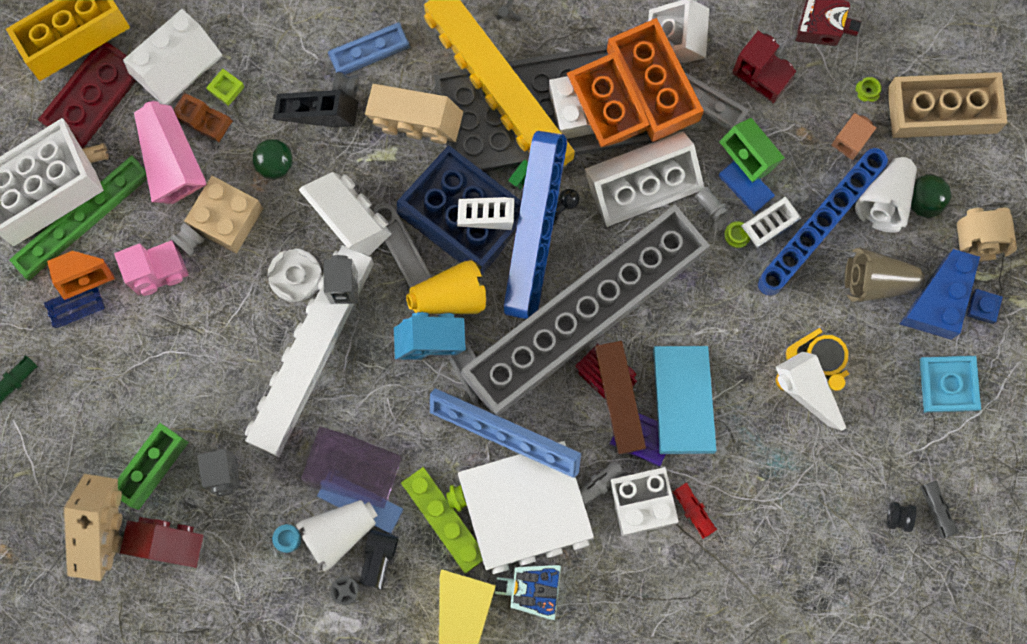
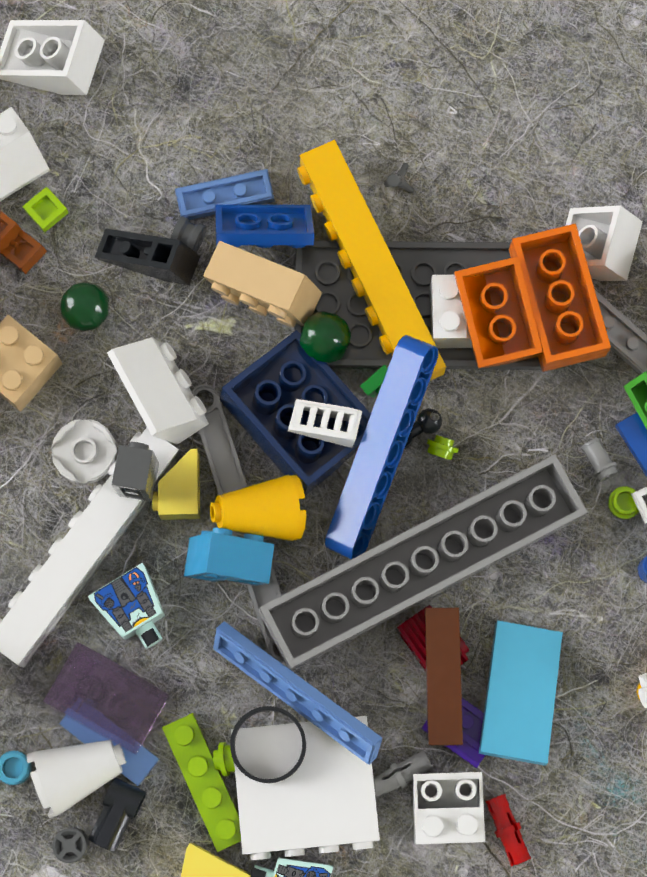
camera: 10 degrees right, 0 degrees up
(357, 390) = (131, 605): none -> torso
(378, 291) = (180, 490): none -> light yellow slope
(406, 66) = (264, 225): none -> blue plate
(473, 146) = (325, 336): none -> dark green hair
(482, 450) = (243, 719): none -> black tyre
(583, 217) = (442, 447): none -> lime plate
(645, 178) = (525, 413): white slope -> none

